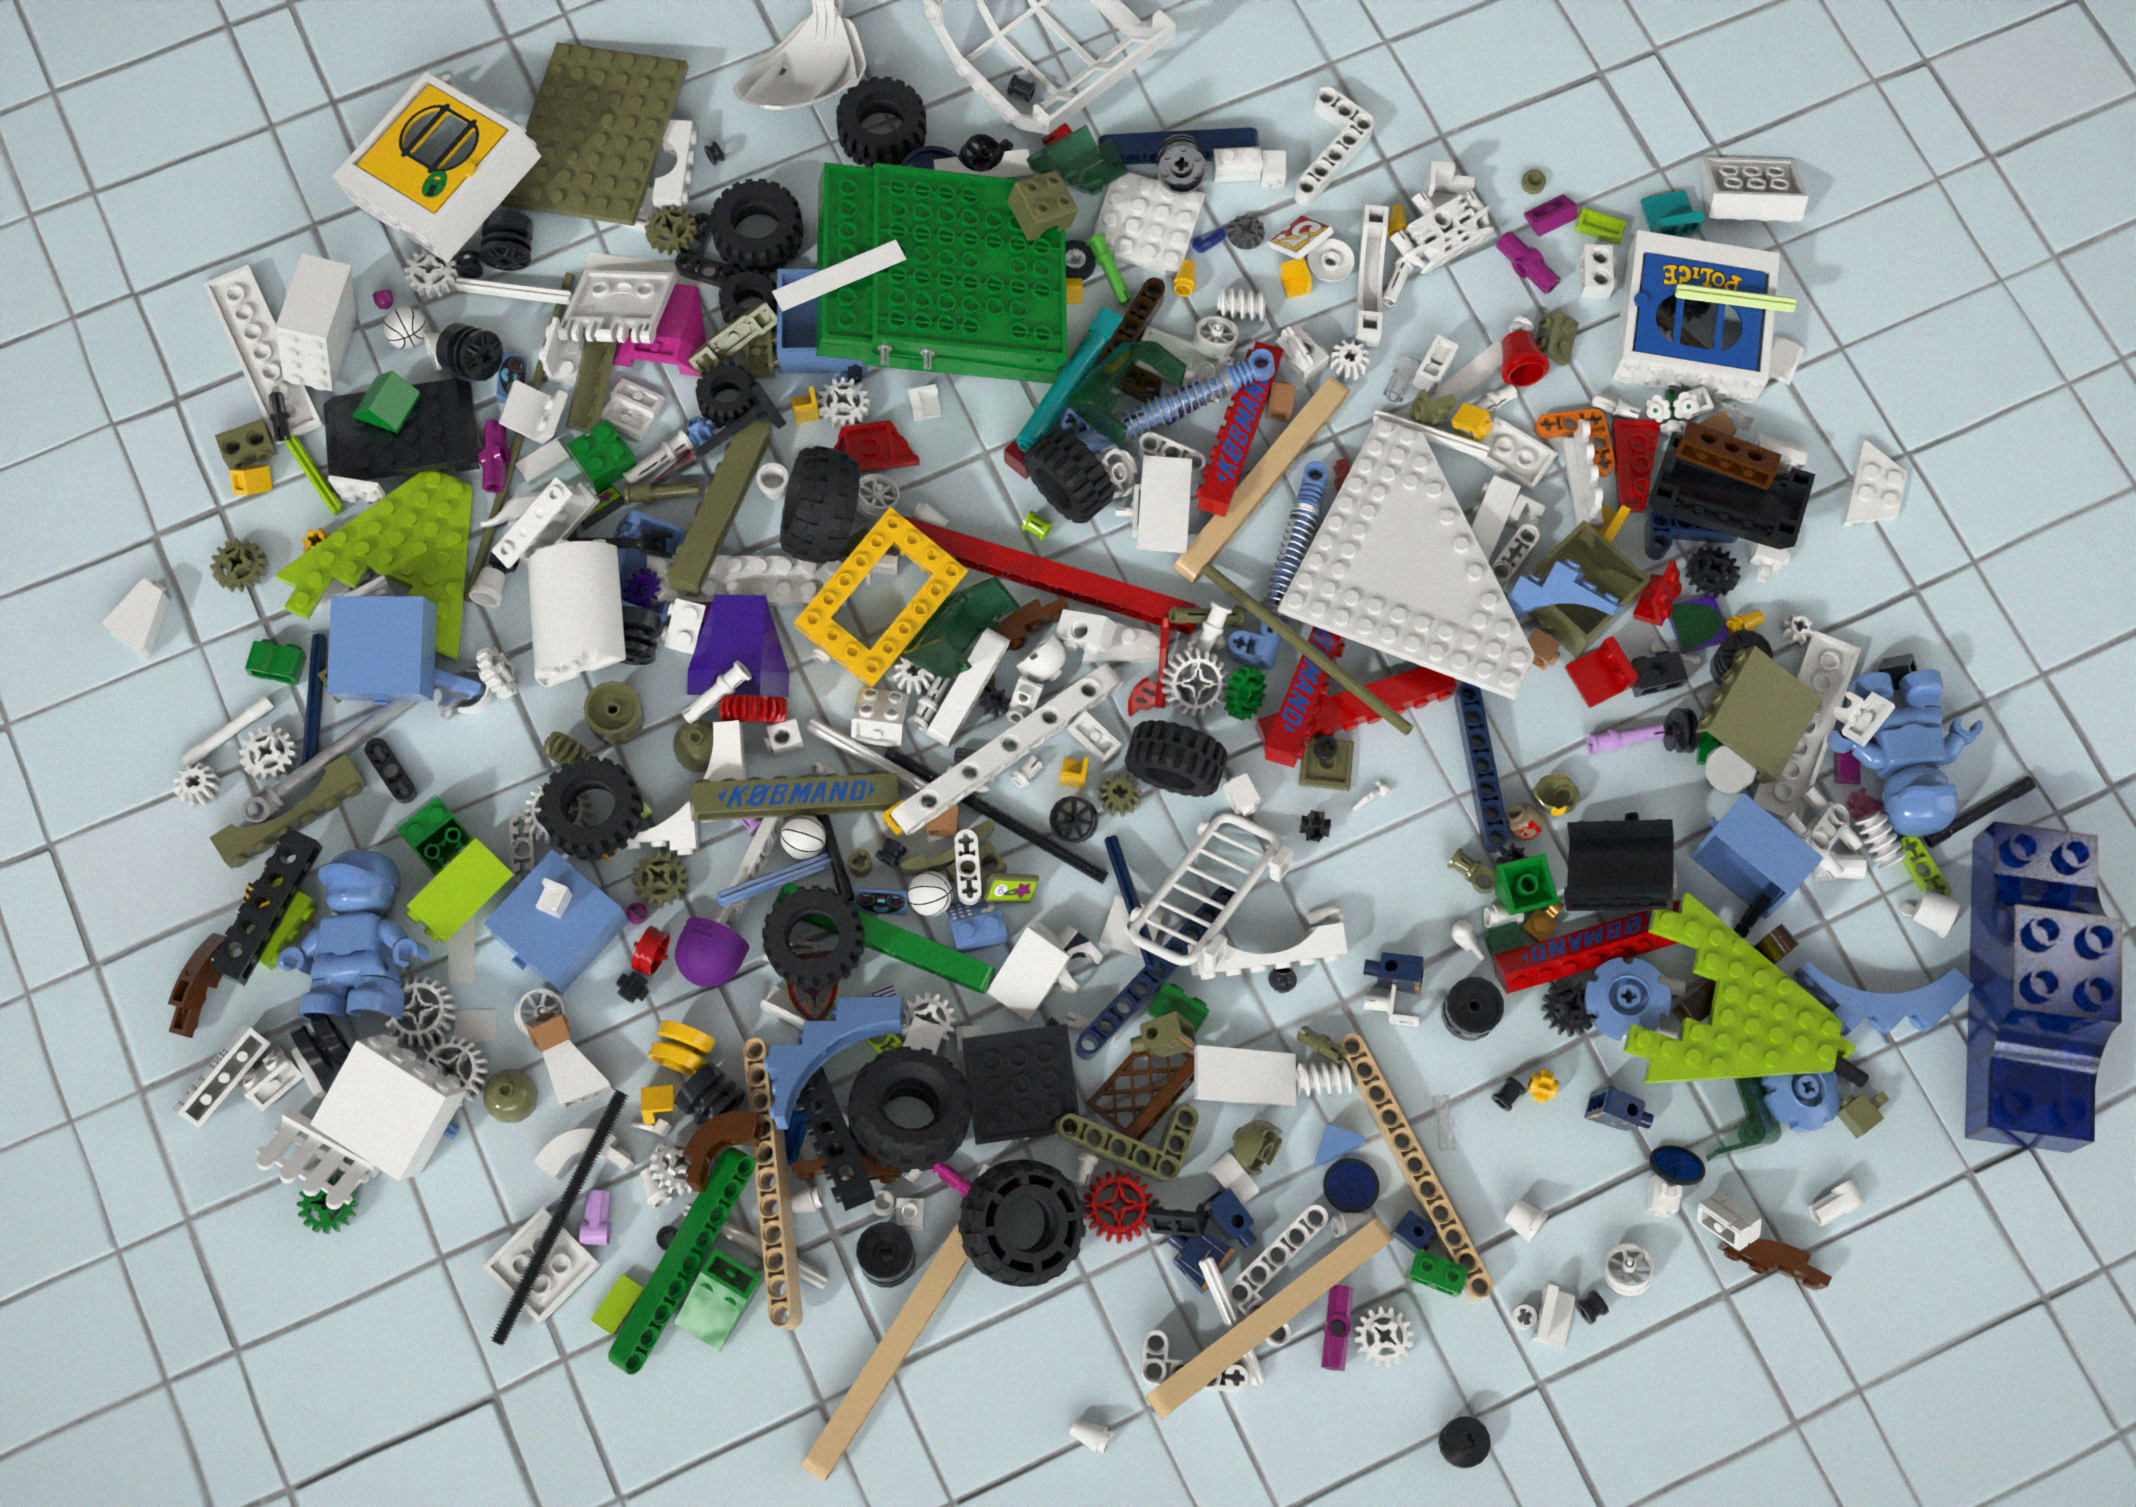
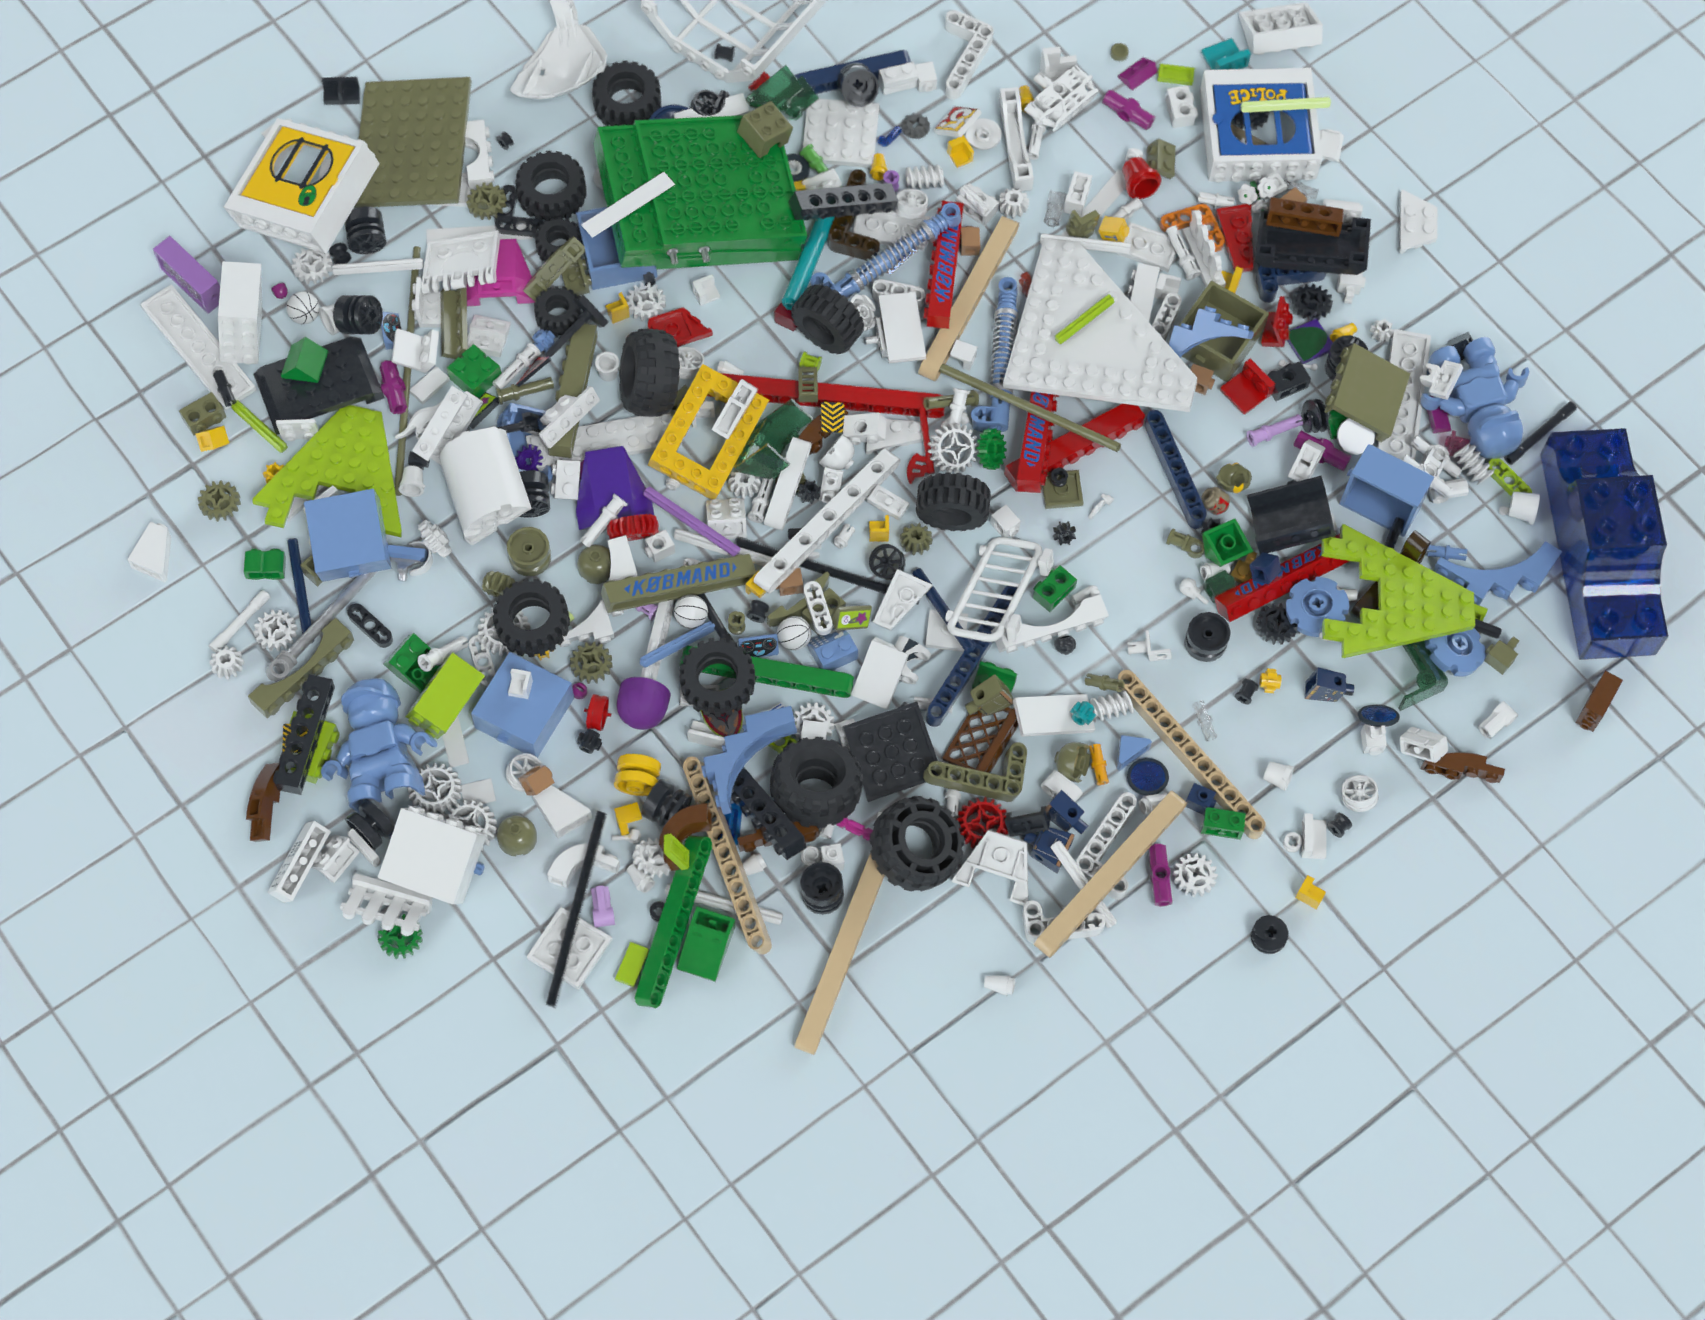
camera: 10 degrees left, 5 degrees down
(265, 248) = (188, 274): none -> medium lavender brick
(462, 833) = (437, 655): none -> white pin
(523, 48) = (341, 90): none -> black panel
(699, 541) = (566, 414): none -> white bracket
(701, 1172) = (676, 851): none -> lime tile
(832, 714) = (691, 521): none -> medium lavender axle
(919, 576) = (735, 409): none -> white slope
(1023, 574) = (808, 396): none -> olive slope
(1046, 608) = (832, 417): none -> sticker
(1078, 874) = (900, 599): none -> white wing
(1094, 397) = (835, 261): clear green windscreen -> none
(1103, 291) = (823, 180): none -> white bracket
(1125, 319) = (843, 201): none -> black brick
(1131, 1261) = (1000, 856): none -> white wing
(1194, 295) = (892, 177): none -> medium lavender bush
(1239, 553) = (964, 352): none -> white panel
(1283, 1083) = (1083, 713): none -> teal gear
(1289, 903) = (1057, 590): none -> green brick
(1290, 1155) = (1098, 764): none -> light orange pin
(1404, 541) = (1084, 319): none -> lime axle
(1406, 973) = (1147, 618): dark blue torso -> none
(1532, 1394) = (1310, 893): none -> yellow panel
(1558, 481) = (1186, 260): none -> white pin
(1570, 931) = (1265, 568): none -> dark blue brick
(1657, 792) = (1306, 461): none -> white brick
(1681, 779) = (1331, 454): none -> magenta piece
(1819, 954) = (1447, 552): none -> medium blue pin
(1979, 1207) = (1599, 701): none -> reddish brown window

